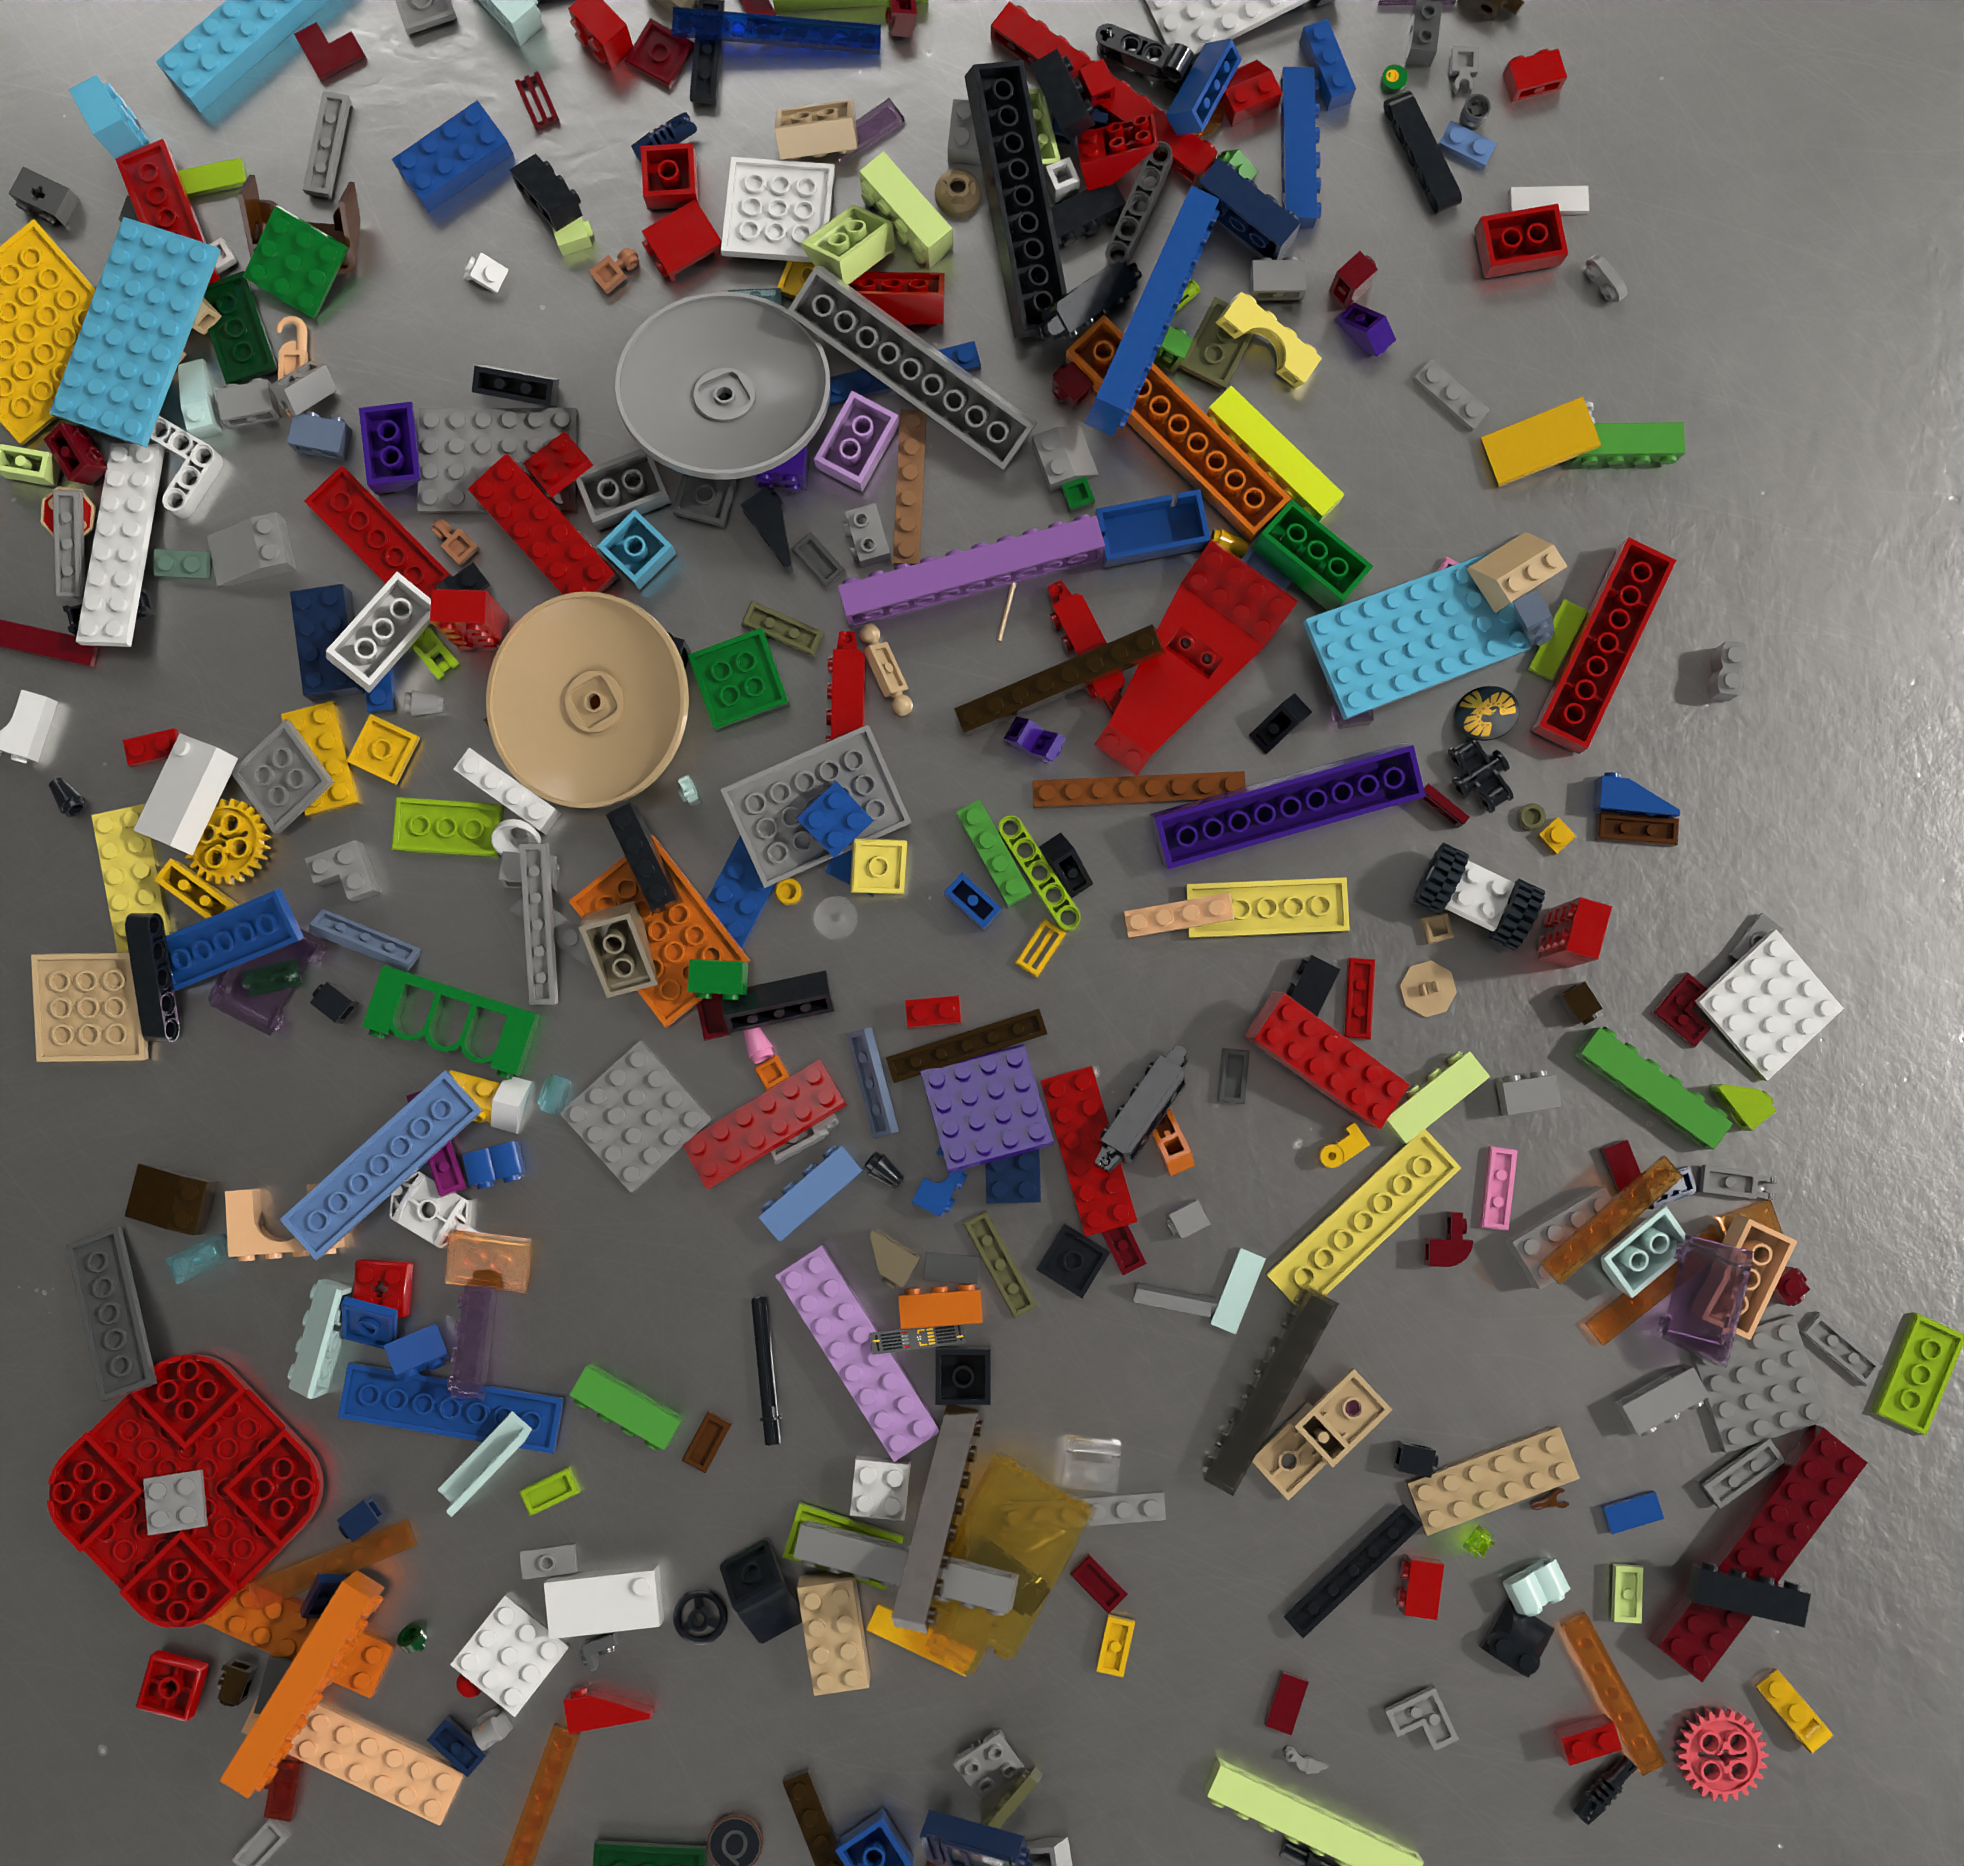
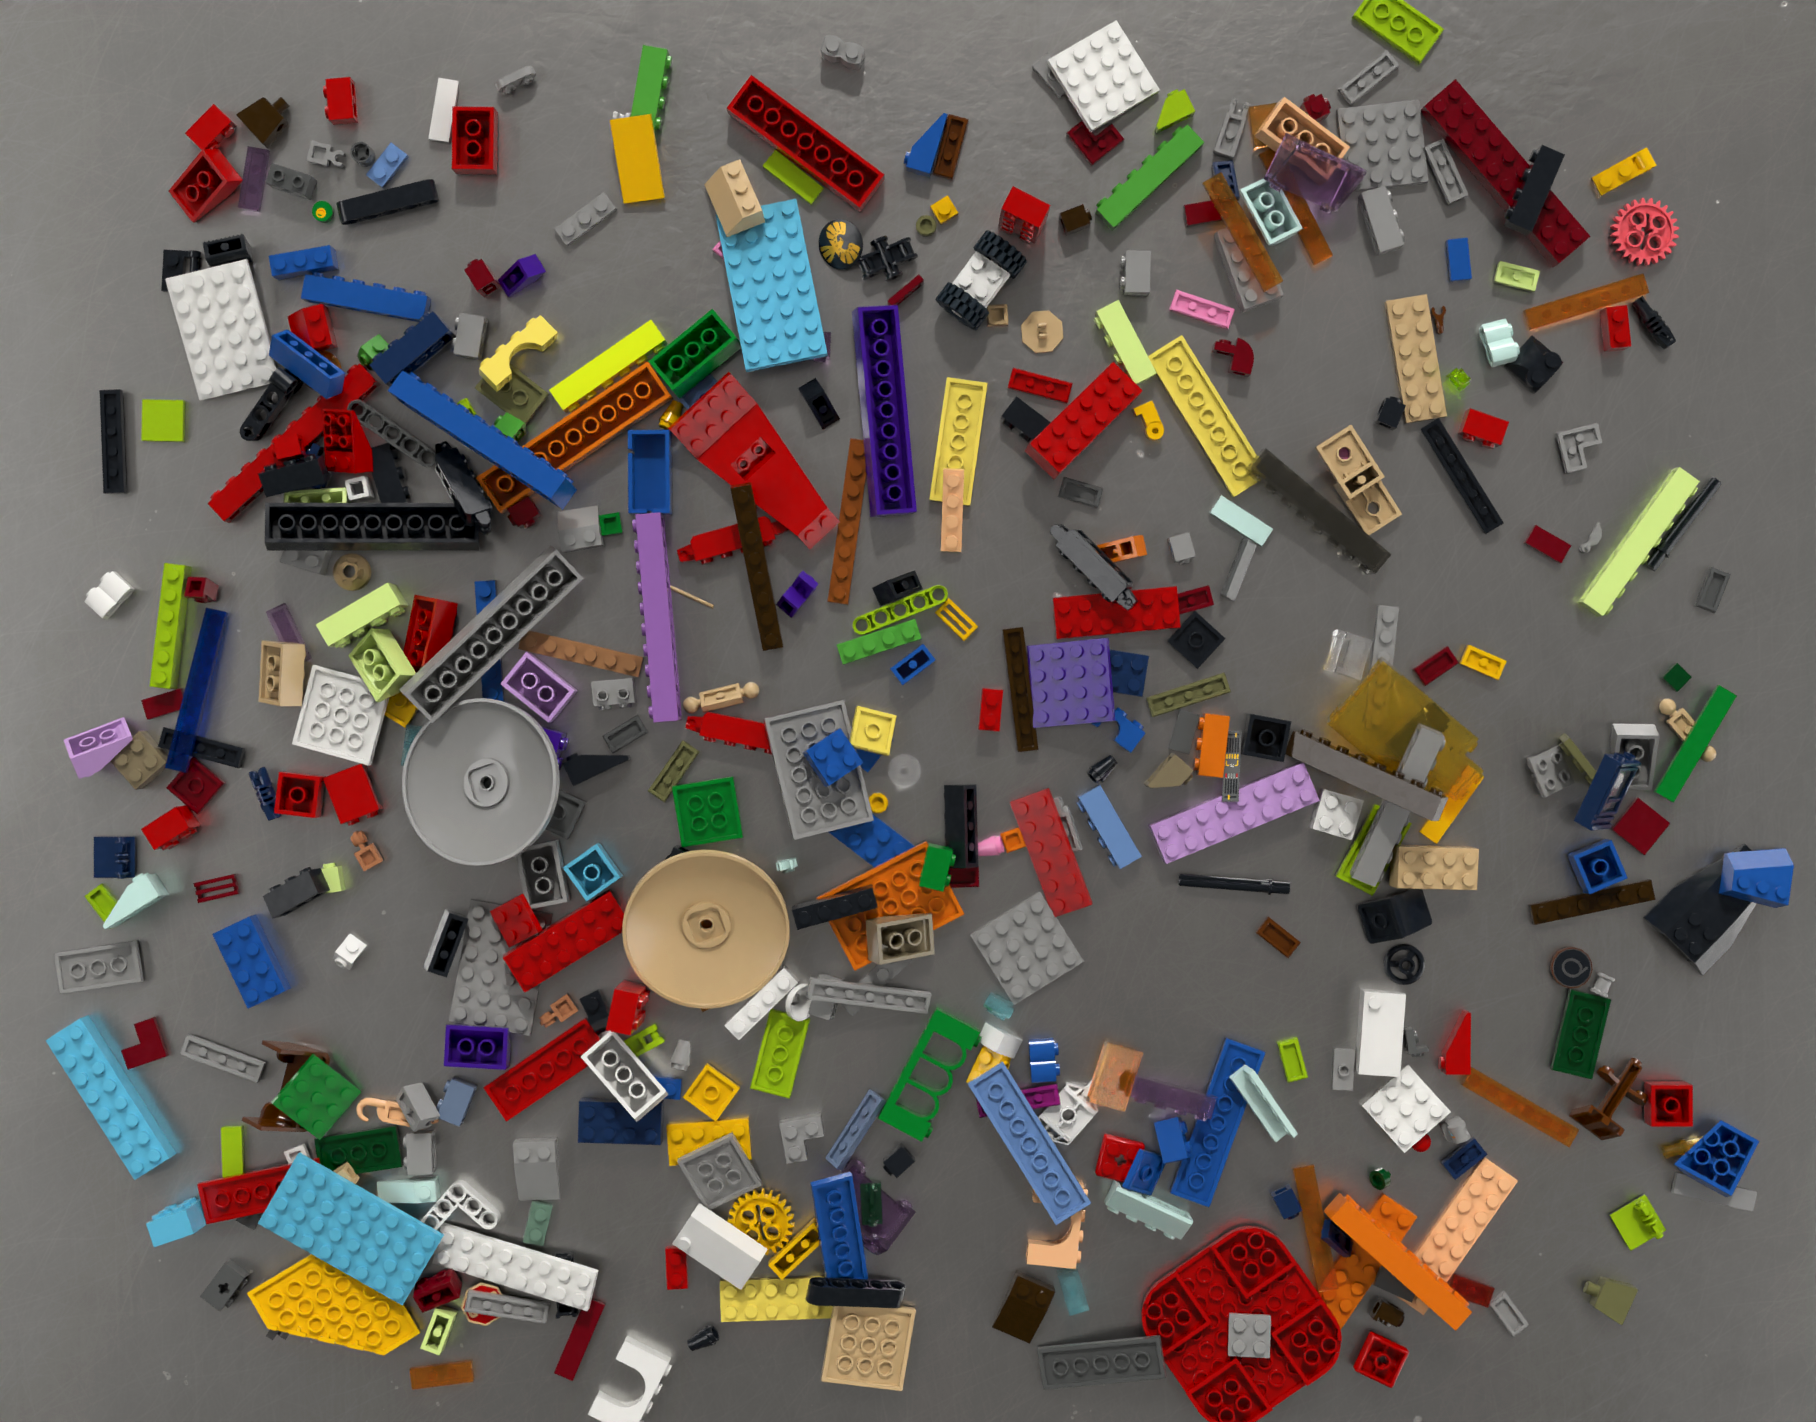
camera: 85 degrees left, 5 degrees up
(626, 1406) = (1241, 992): bright green brick -> none
(872, 1082) = (1035, 765): sand blue plate -> none
(1534, 618) = (776, 193): sand blue brick -> none

